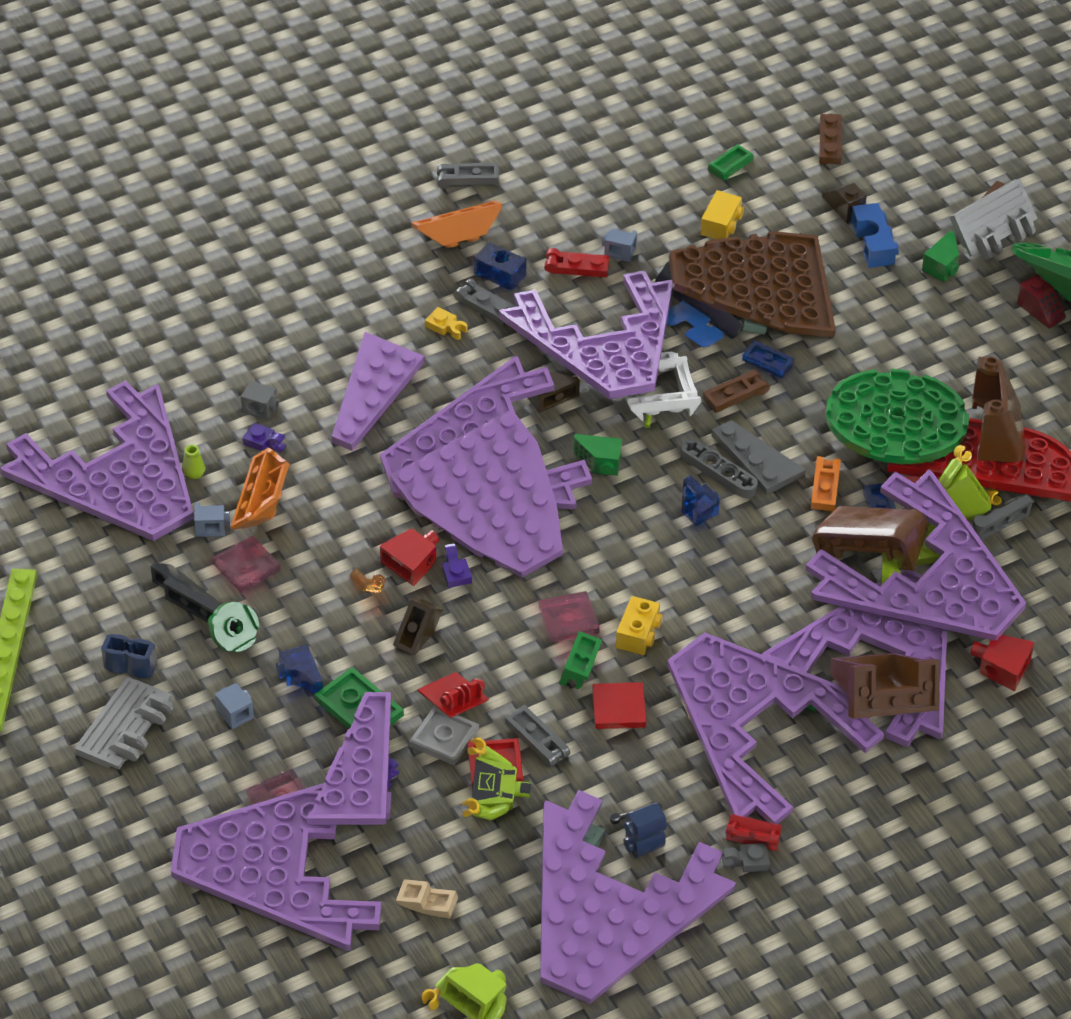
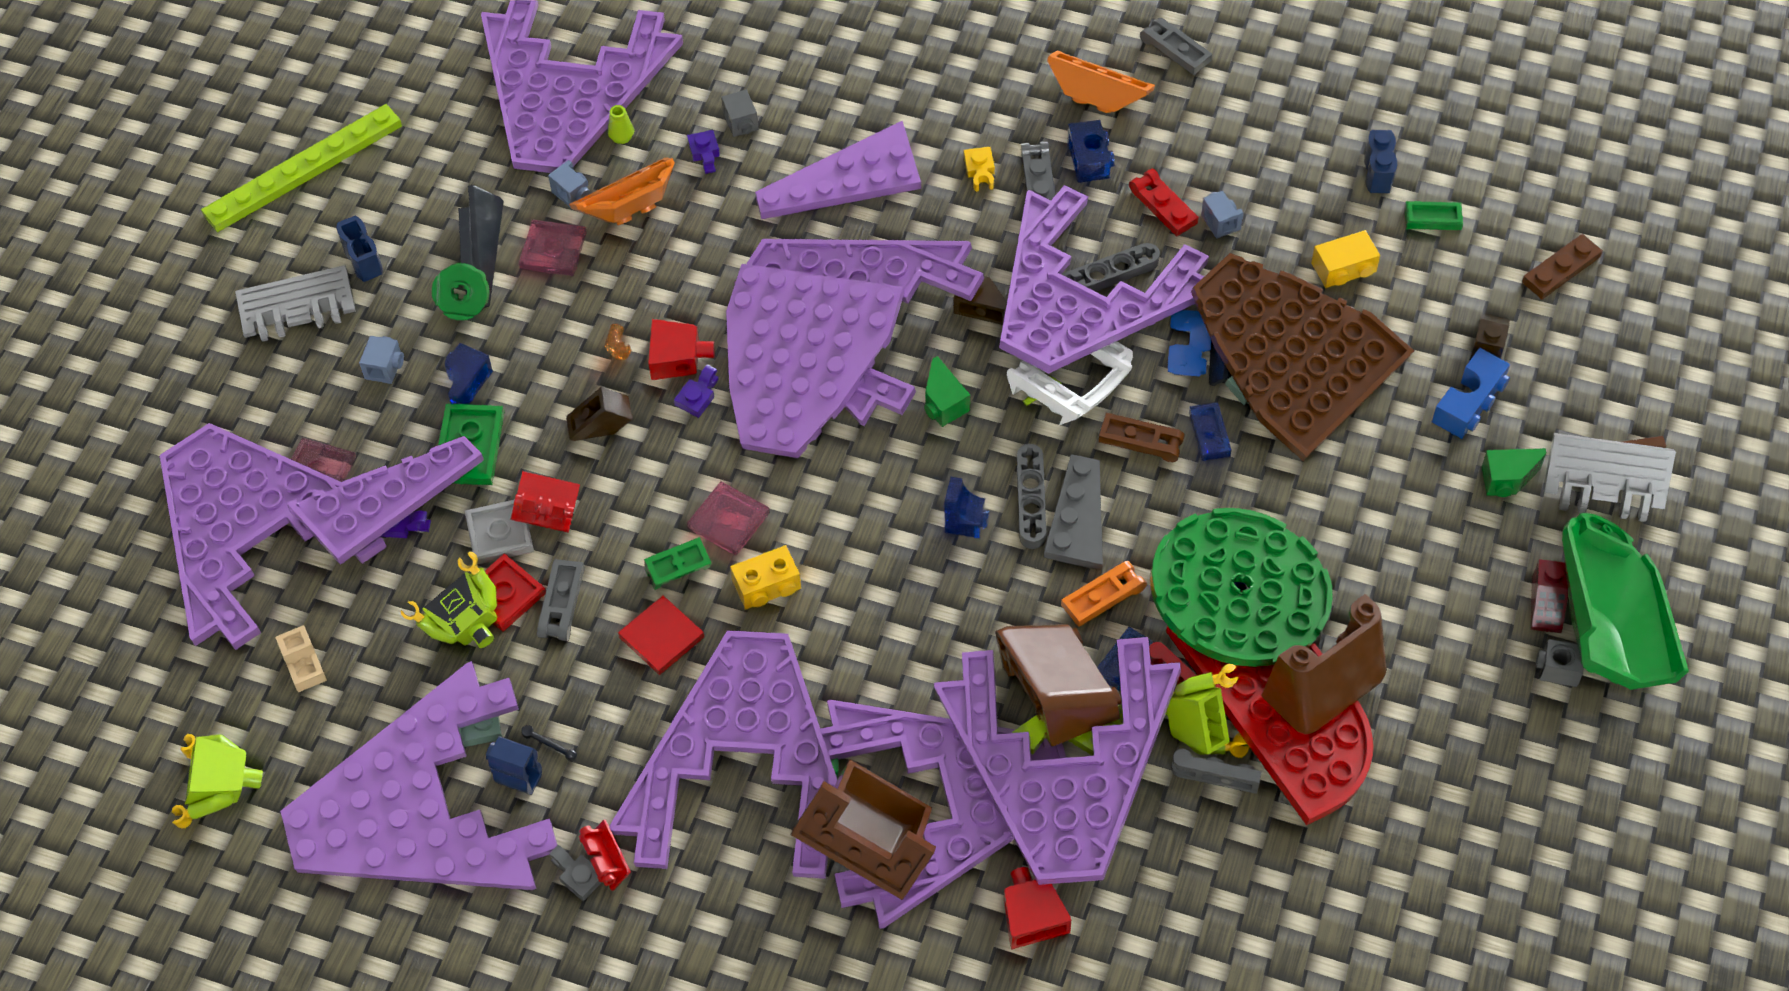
camera: 50 degrees right, 10 degrees up
(600, 306) = (1108, 269): none -> dark grey beam
(669, 152) = (1380, 161): none -> dark blue brick

